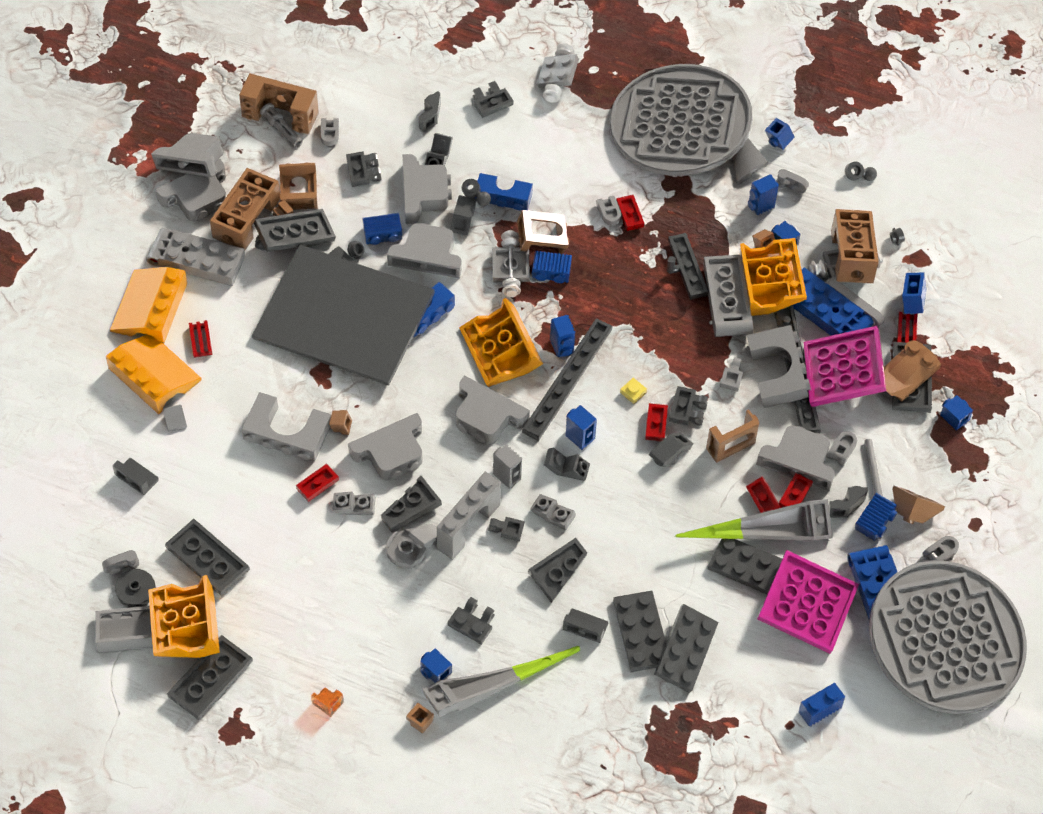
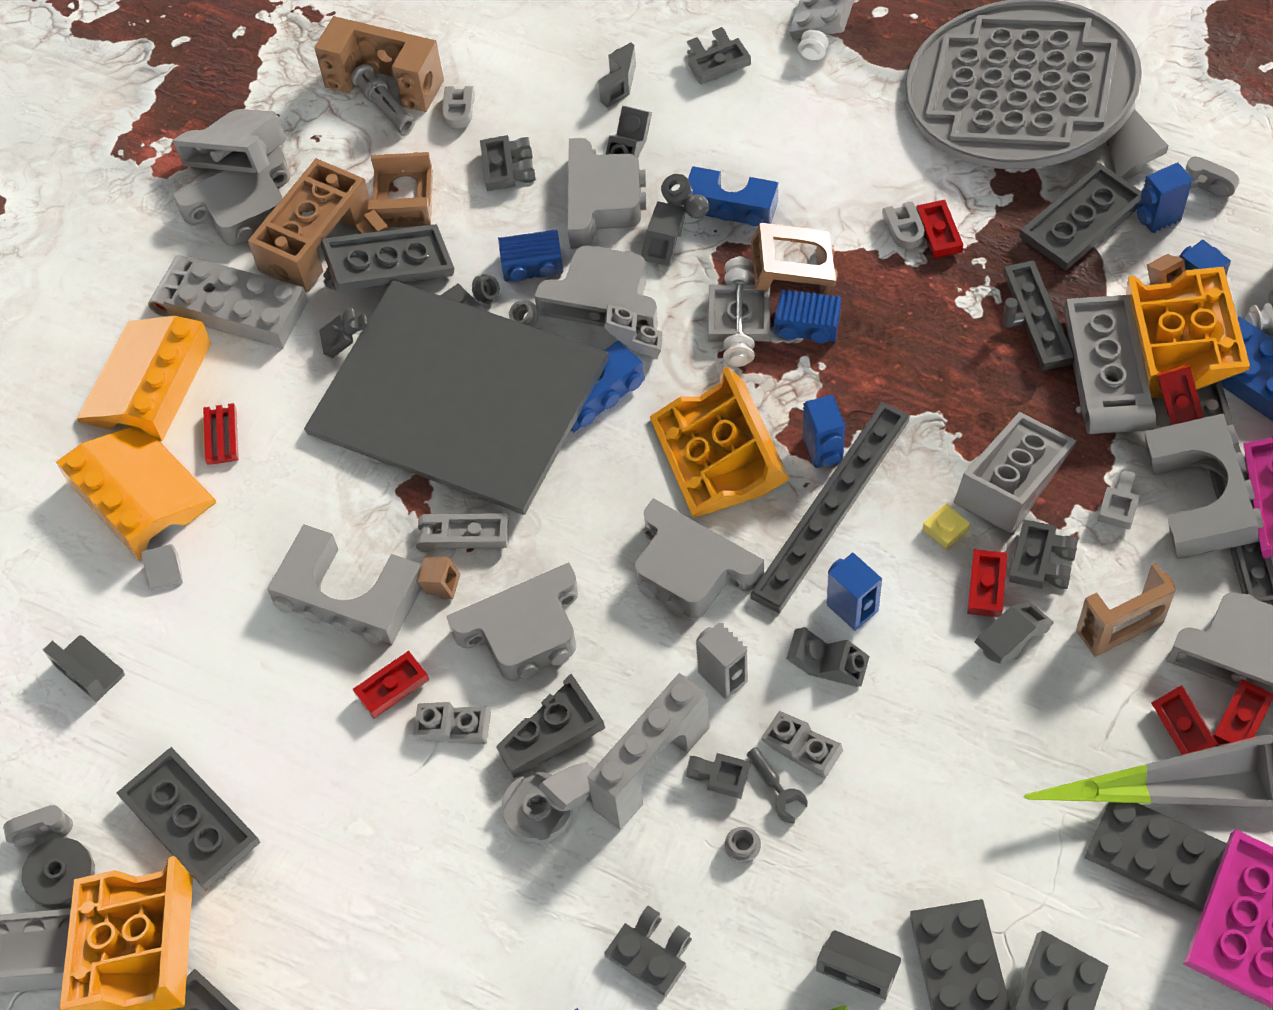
camera: 10 degrees right, 0 degrees up
(268, 277) = (338, 333): none -> dark grey plate
(352, 395) = (462, 531): none -> light grey plate
(378, 261) = (520, 308): none -> light grey plate
(442, 273) = (624, 327): none -> light grey slope
(520, 560) = (742, 834): none -> light grey plate
(537, 531) = (773, 780): none -> dark grey piece
(557, 568) = (808, 852): dark grey wing -> none
(672, 359) = (1013, 472): none -> light grey slope
(715, 205) = (1082, 216): none -> dark grey plate
(767, 314) = (1180, 395): none -> red plate
(779, 134) = (1186, 102): blue brick -> none

